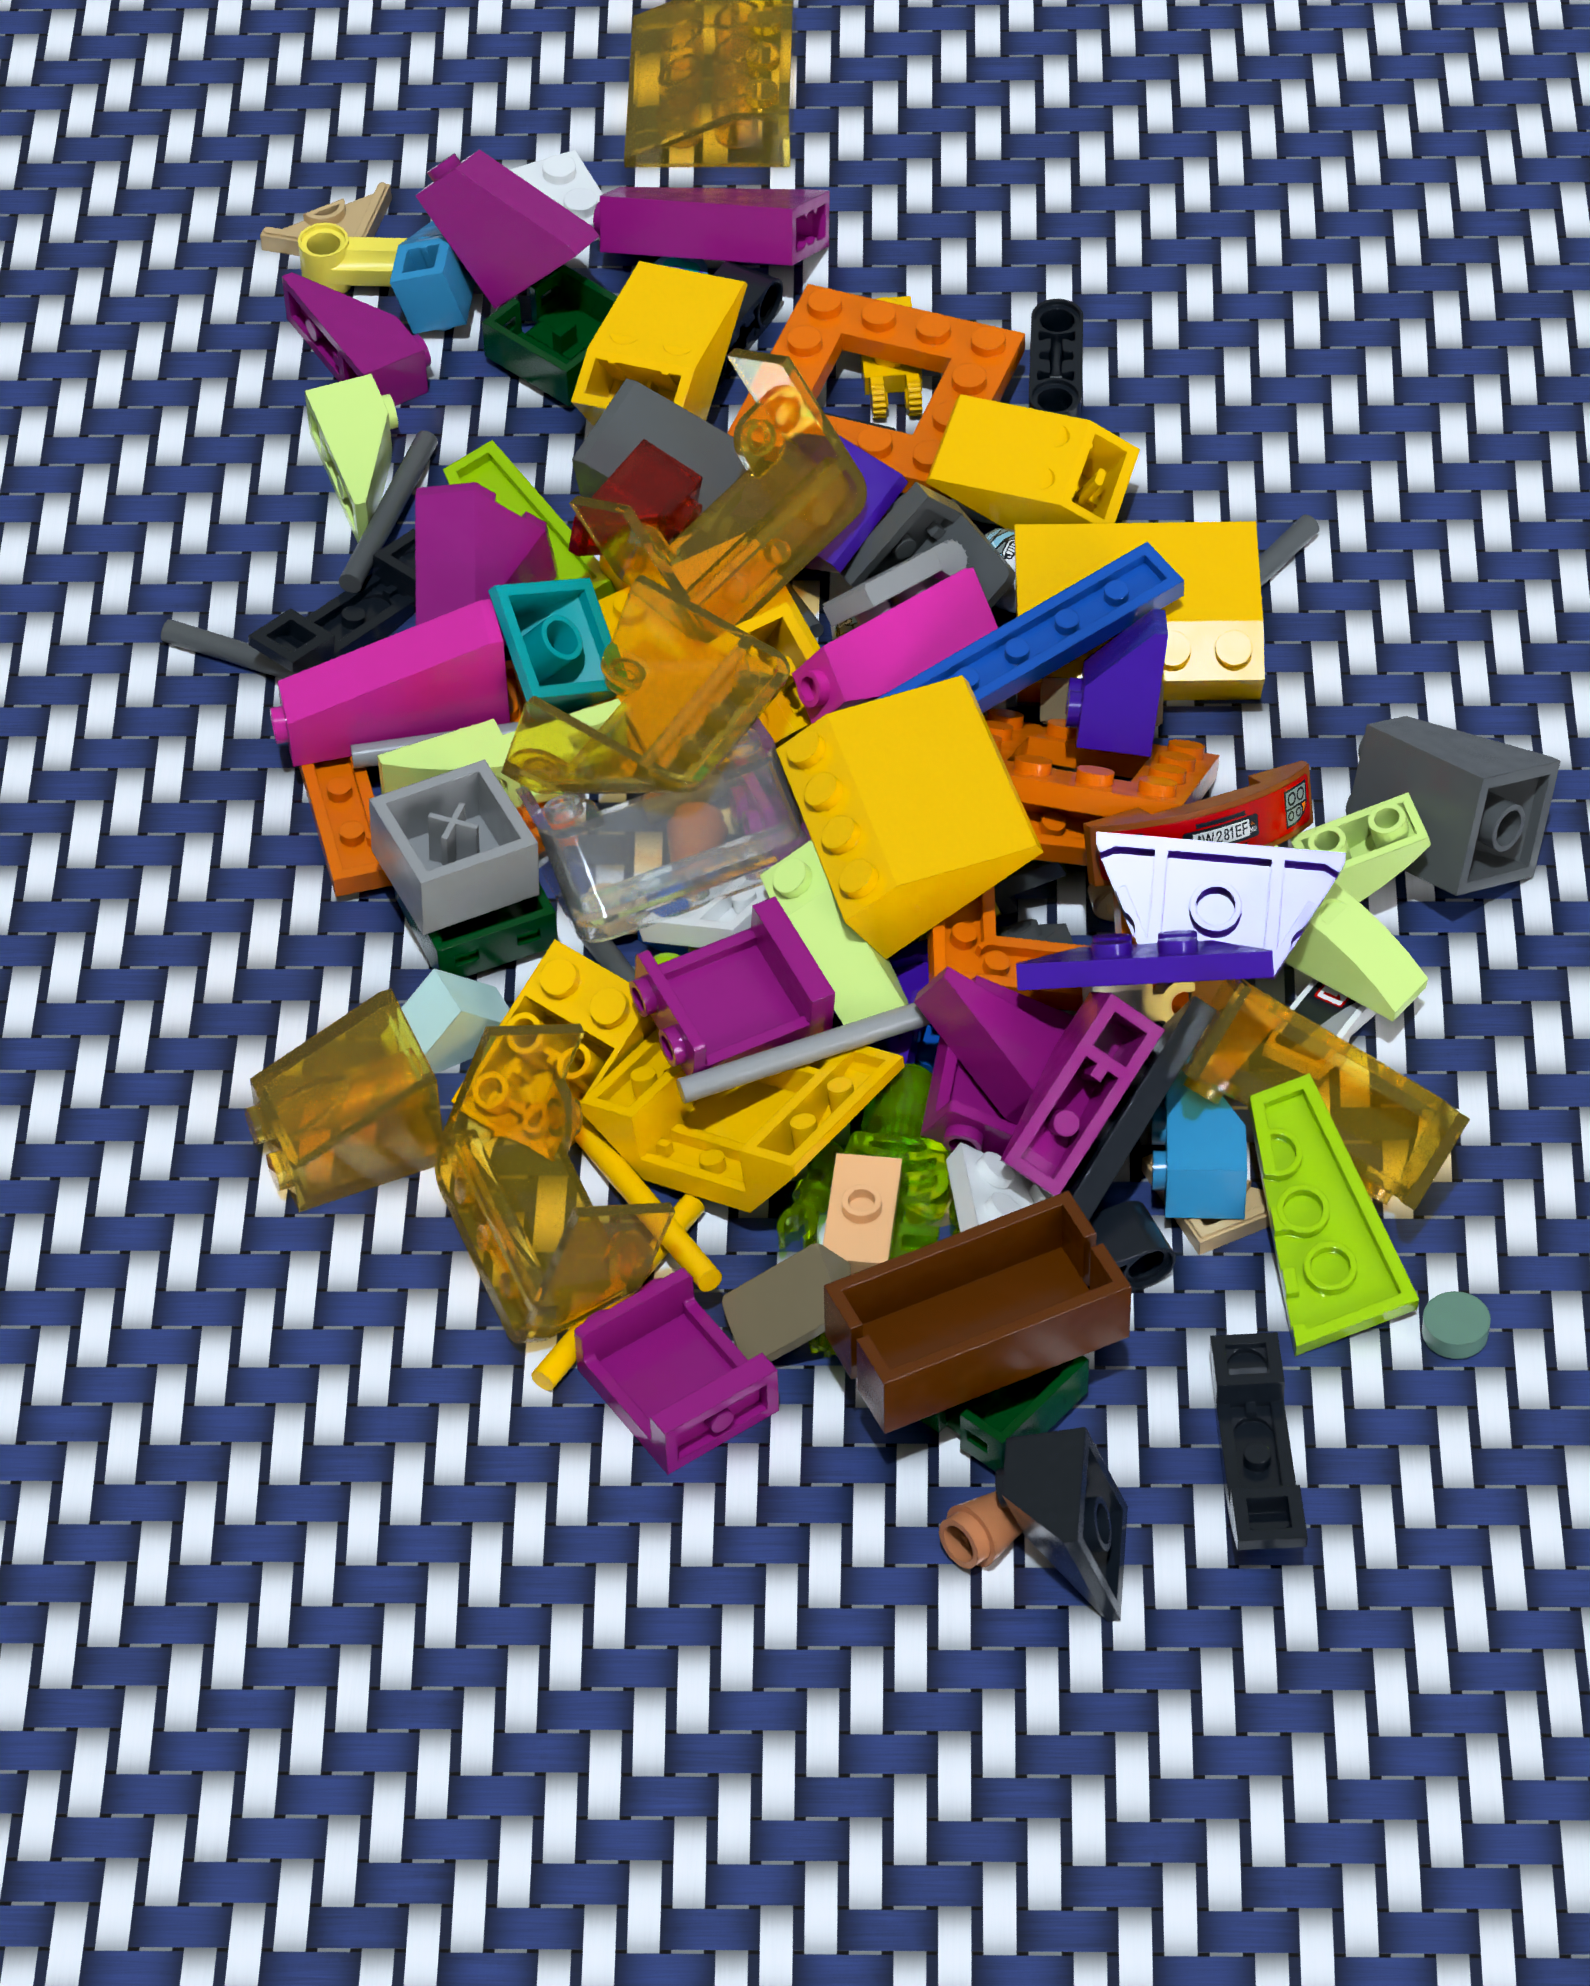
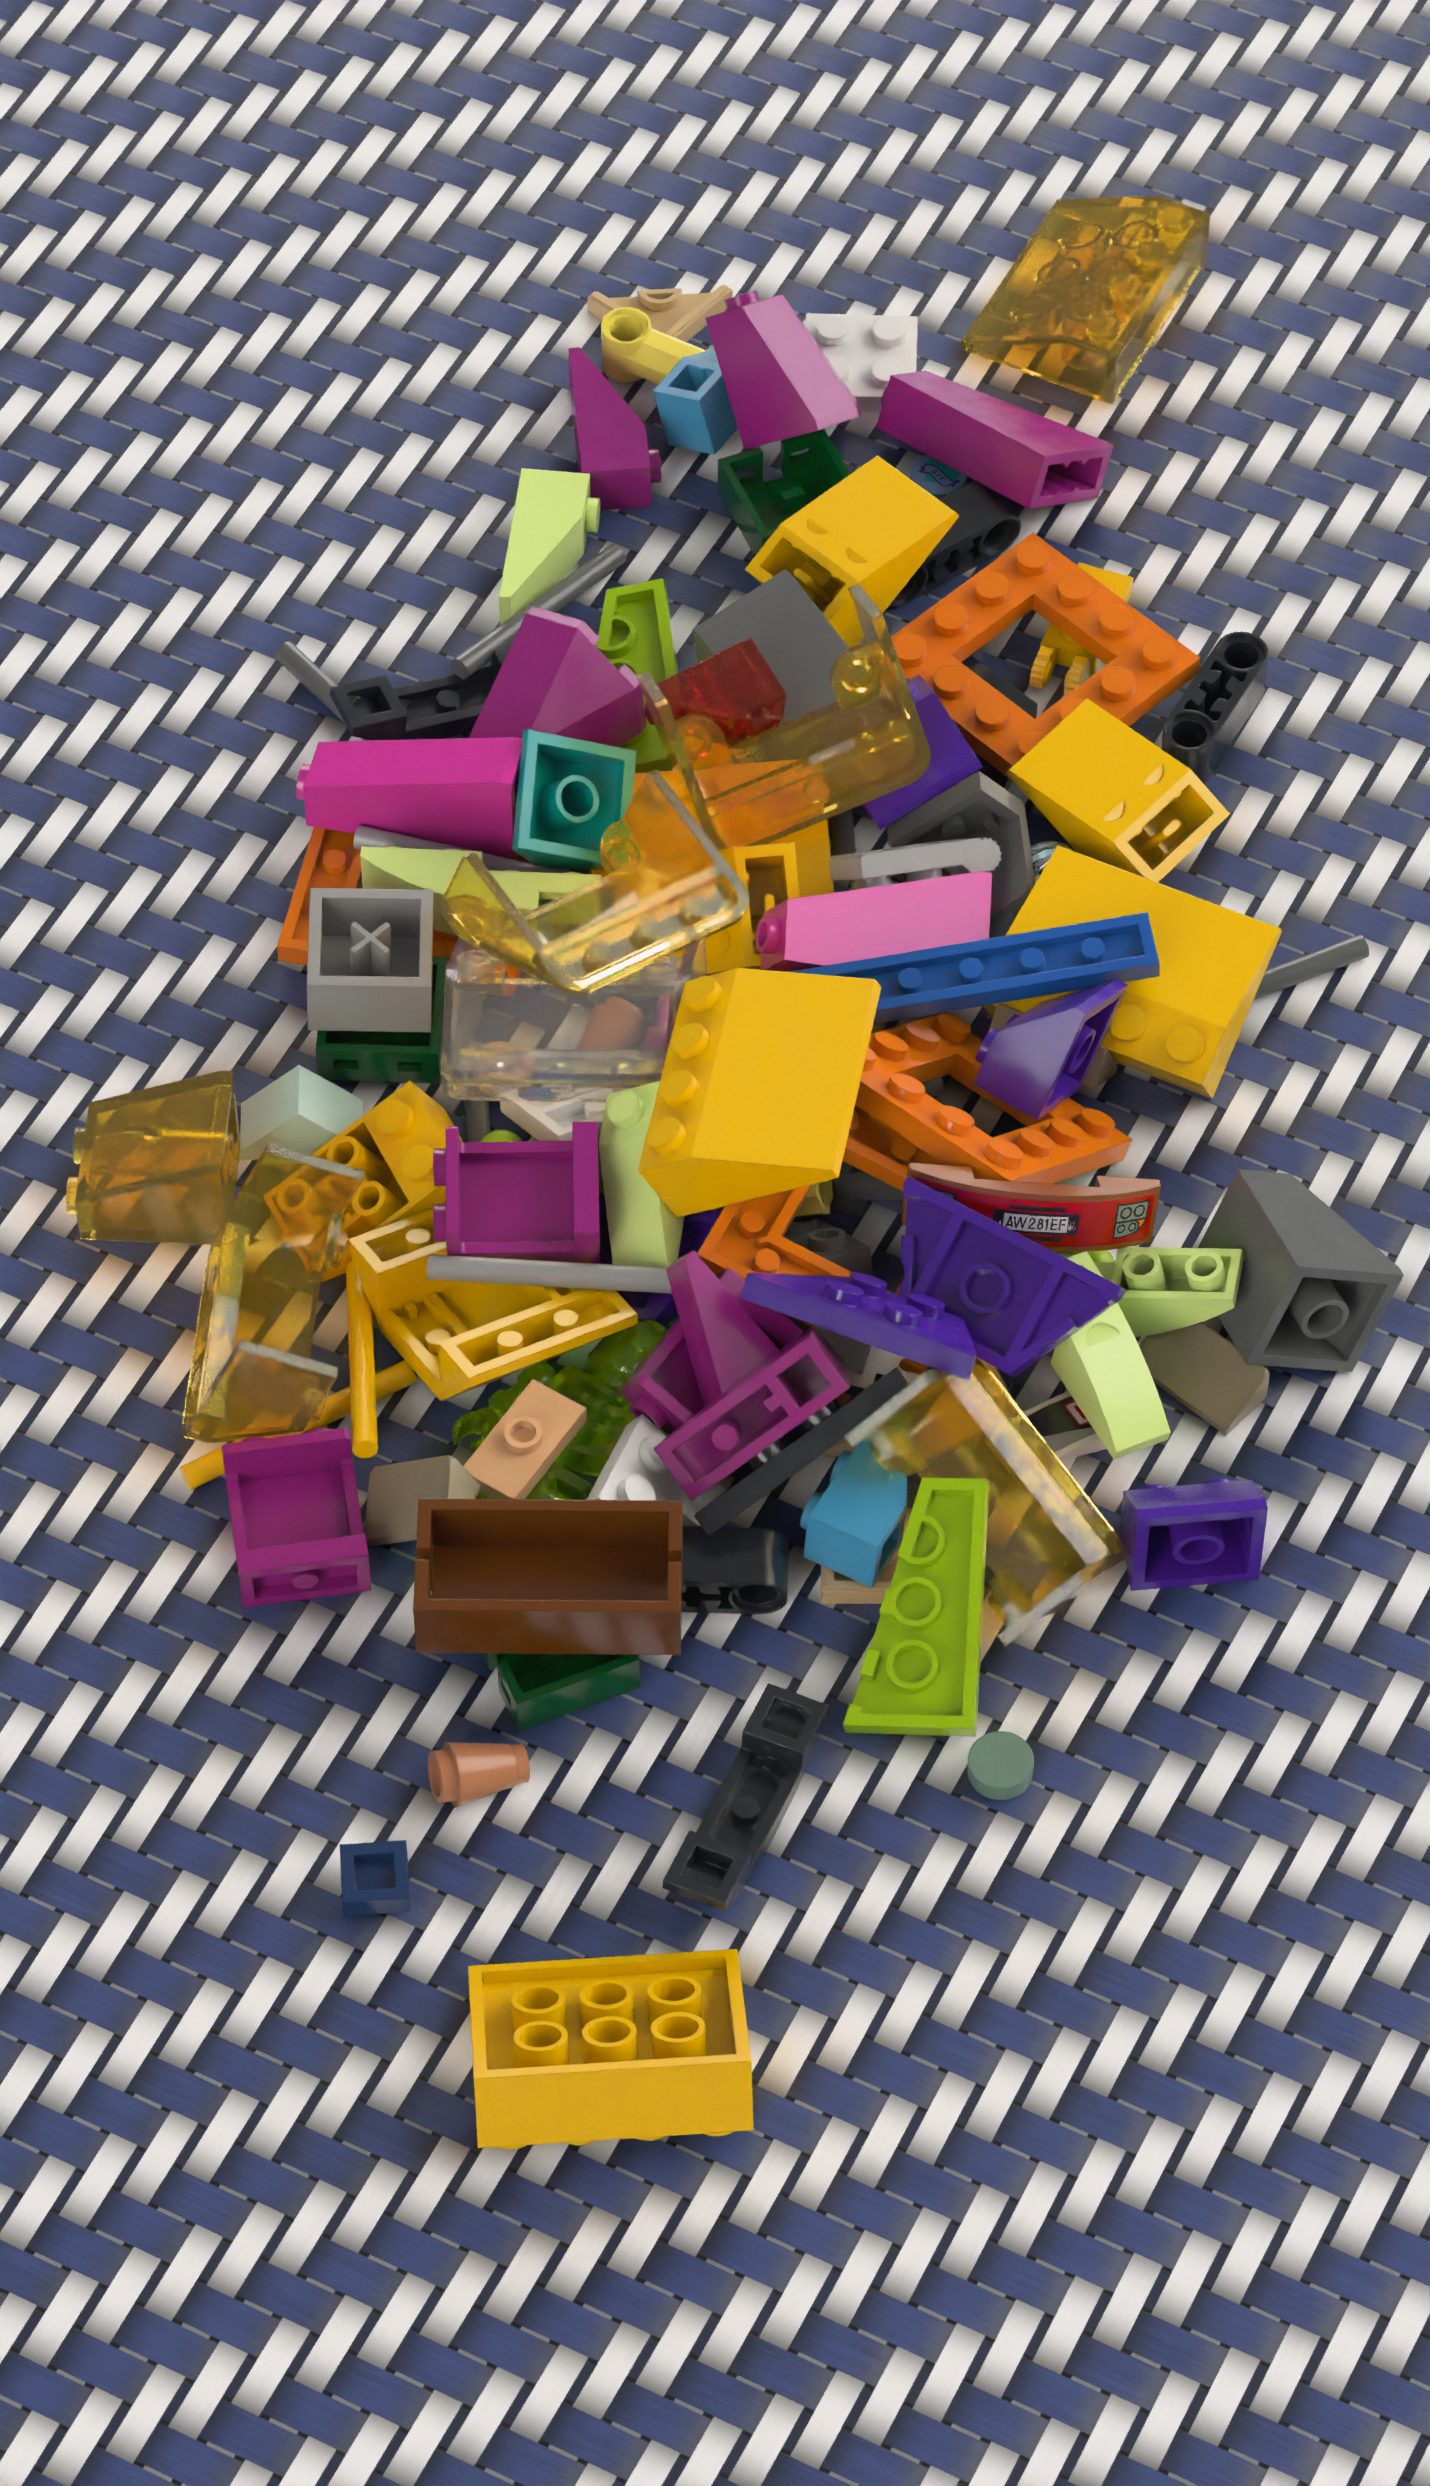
camera: 25 degrees right, 5 degrees up
(958, 1657) = (375, 1878): none -> dark blue plate
(1069, 1511) = (539, 1794): black slope -> none
(1277, 1714) = (610, 2049): none -> yellow slope
(1426, 920) = (1206, 1374): none -> dark tan slope
(1503, 1053) = (1193, 1533): none -> dark purple slope

